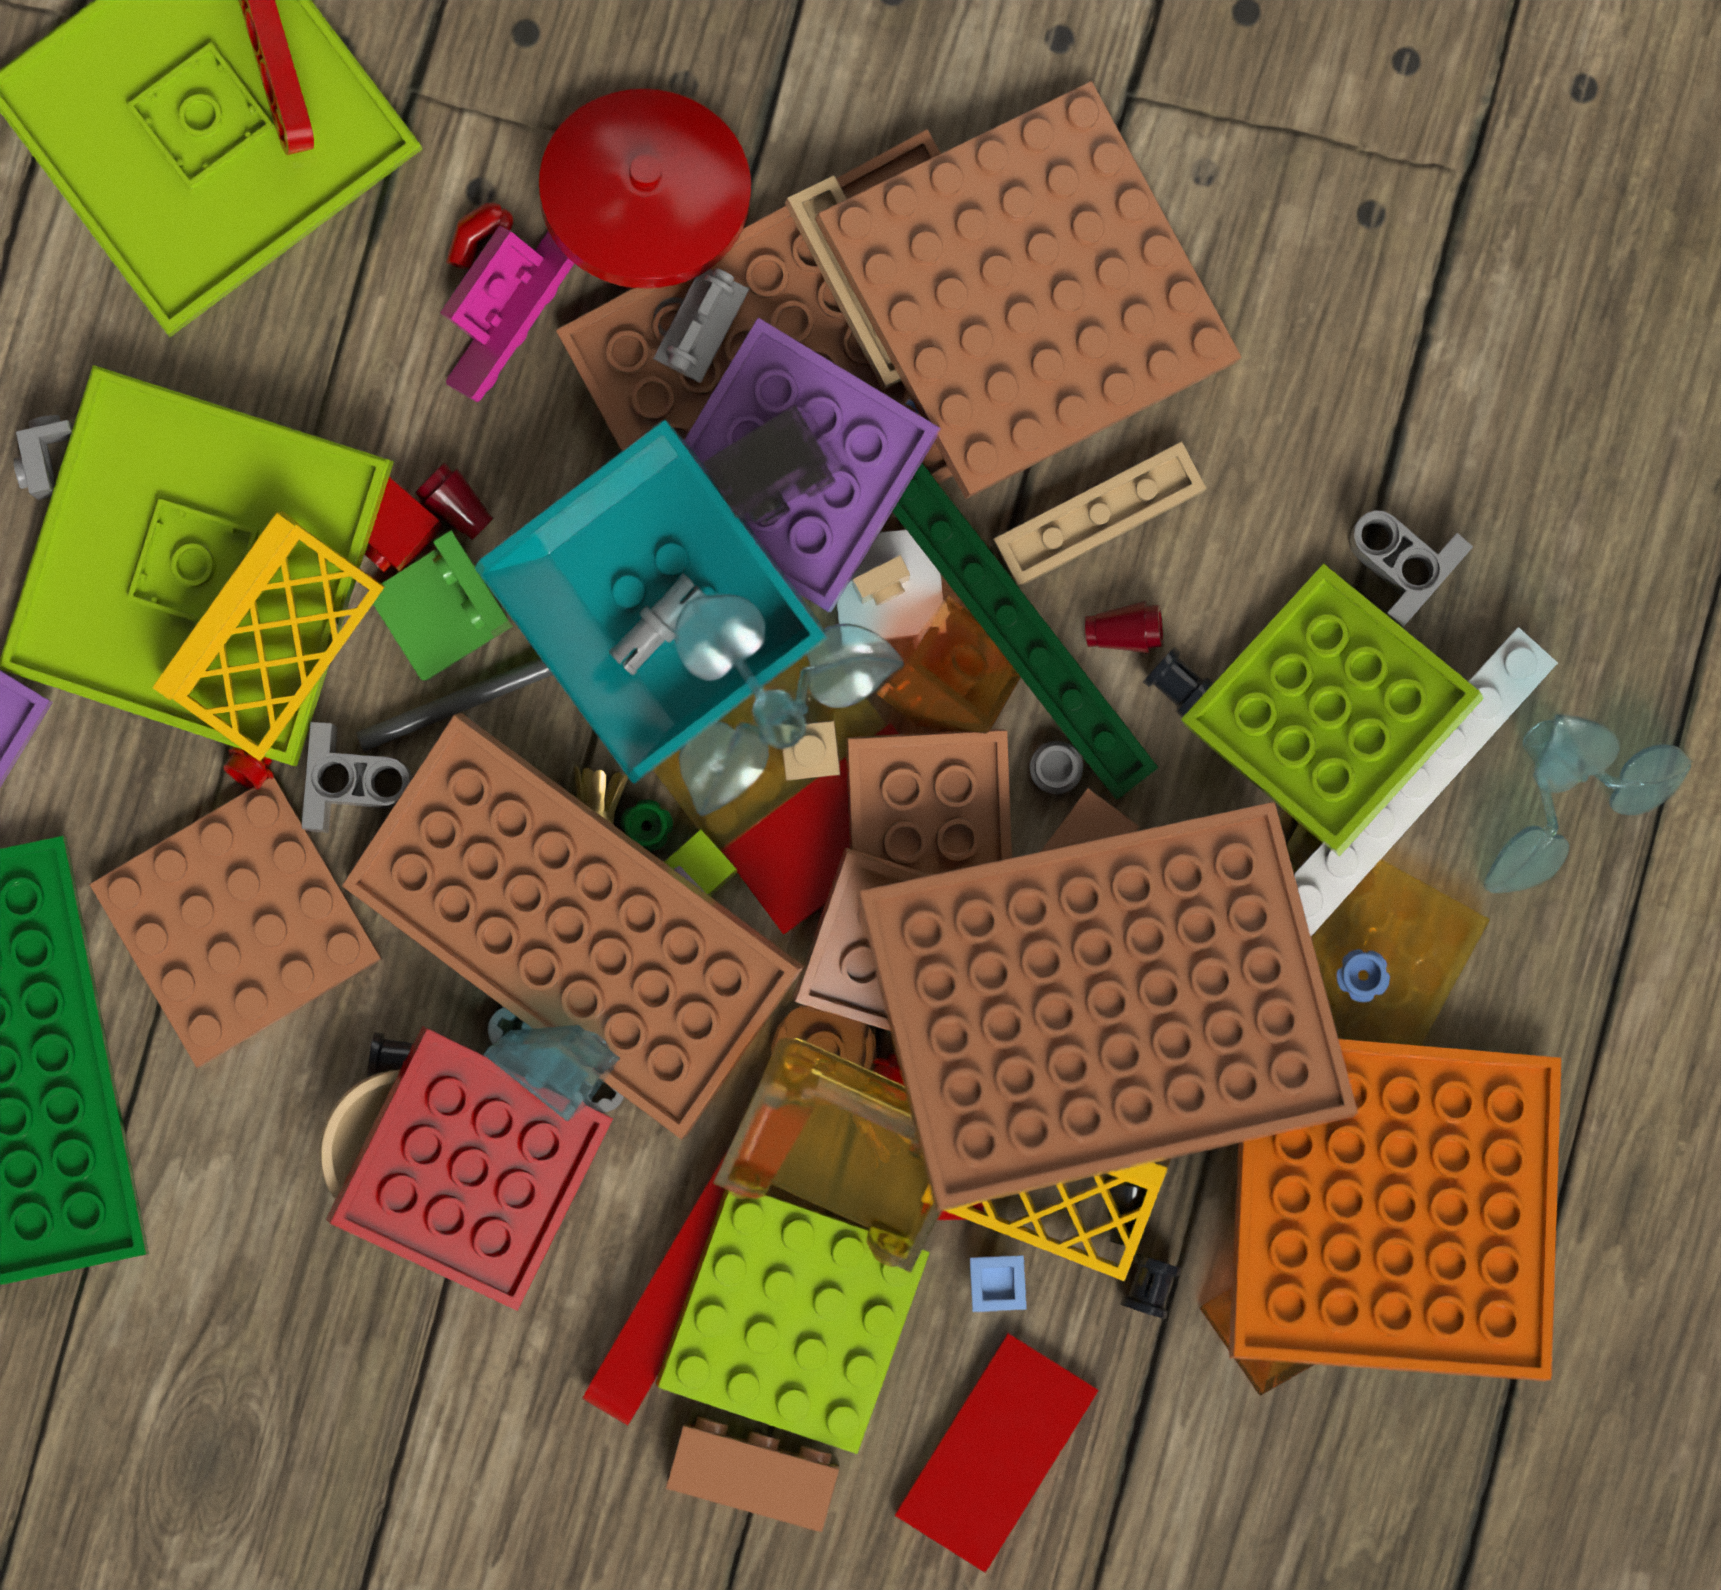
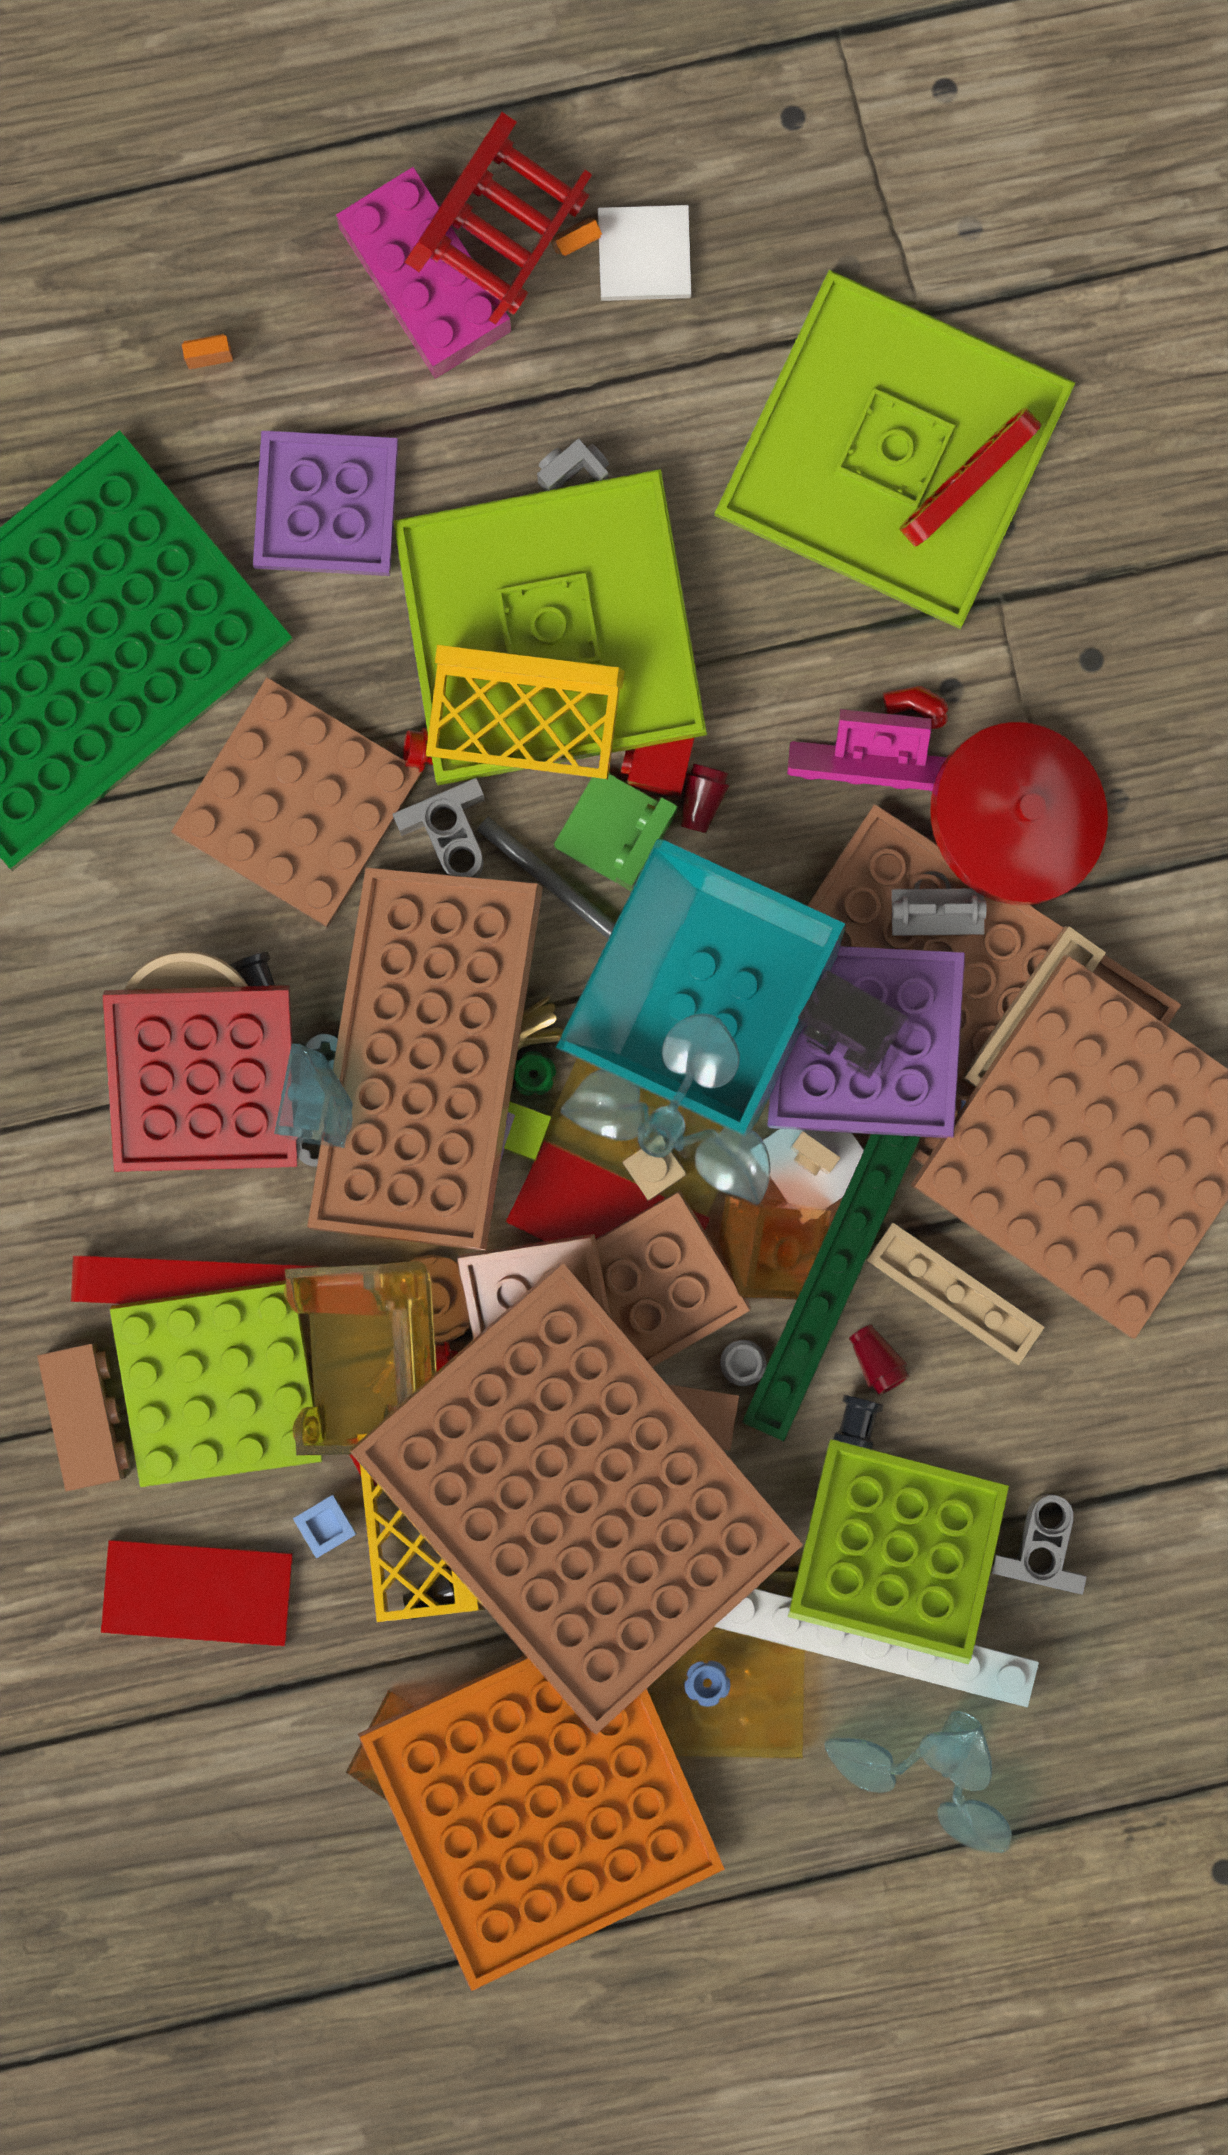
camera: 60 degrees right, 0 degrees up
(655, 626) = (686, 1000): light grey pin -> none
(1138, 1296) = (373, 1653): black bush -> none

